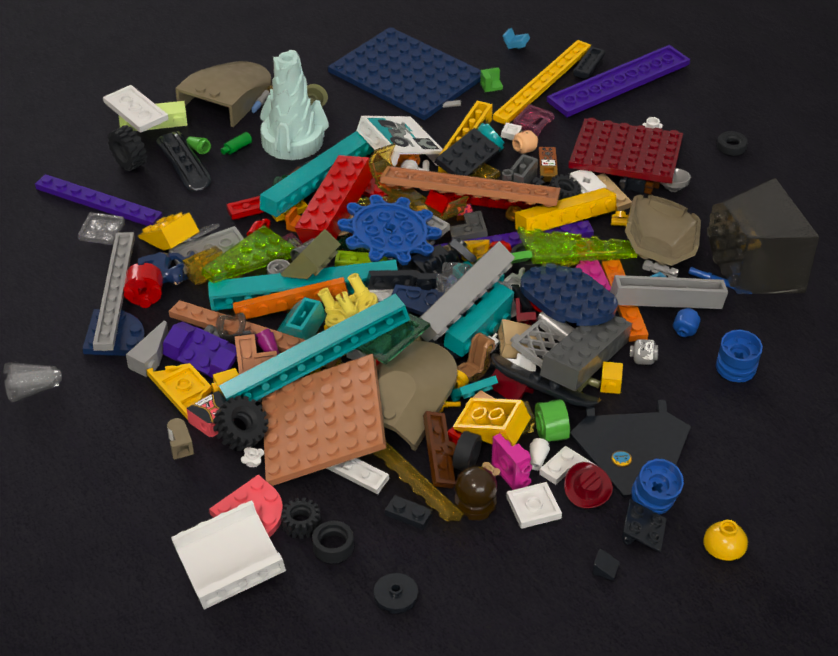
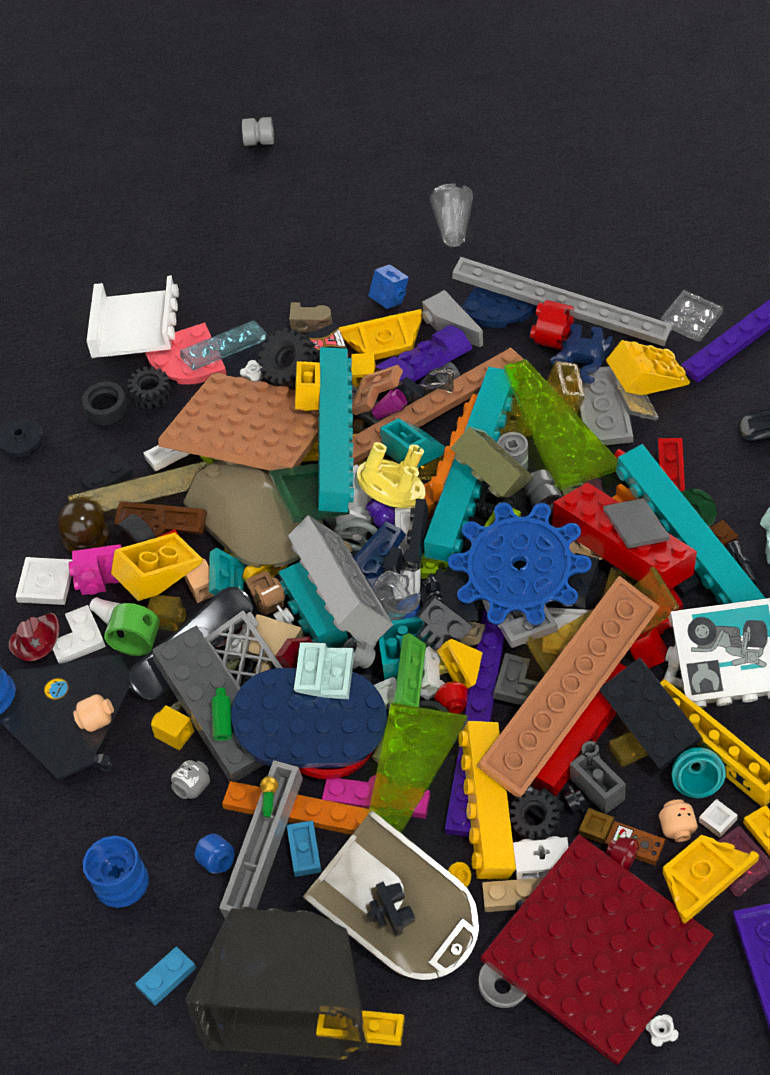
camera: 120 degrees right, 10 degrees up
(130, 392) = (388, 286): none -> blue head
(236, 479) = (223, 345): none -> clear light blue plate
(274, 388) = (307, 386): none -> yellow brick
(330, 182) = (636, 523): none -> dark grey piece
(535, 283) = (324, 671): none -> light aqua slope
(556, 121) = (703, 873): none -> yellow wing
(562, 152) = (623, 851): none -> dark red cone
(603, 322) = (221, 716): none -> green cylinder
(633, 415) = (93, 713): none -> light nougat head
(640, 280) = (269, 787): none -> piece
(666, 230) = (387, 897): none -> black hips
(779, 321) = (165, 976): none -> dark azure plate

